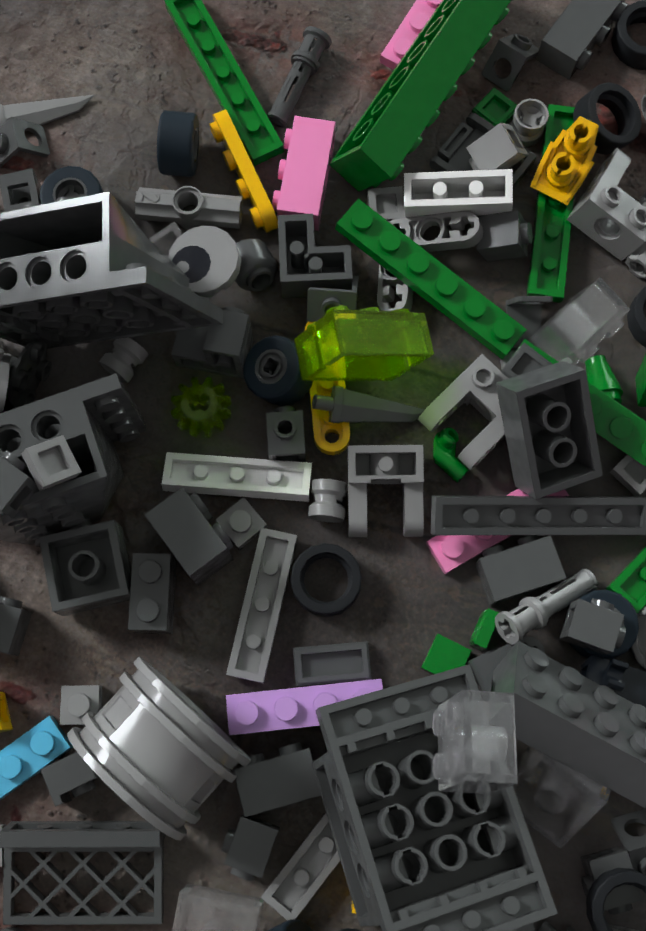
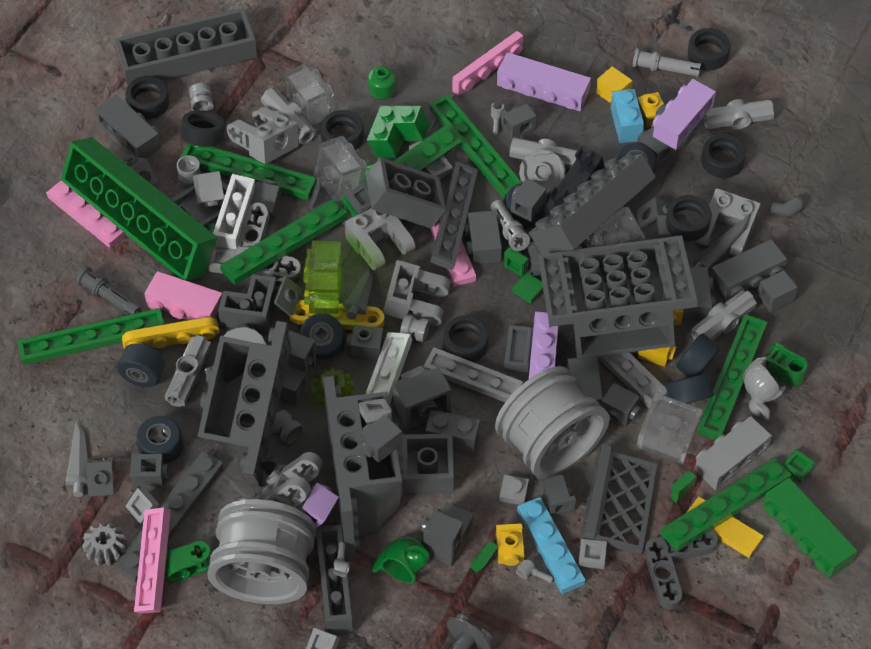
camera: 80 degrees left, 20 degrees down
(444, 454) = (390, 259): green arm -> none
(475, 742) = (584, 244): clear brick -> none
(495, 108) = (171, 187): green tile -> none
(567, 161) = (228, 151): yellow connector -> none

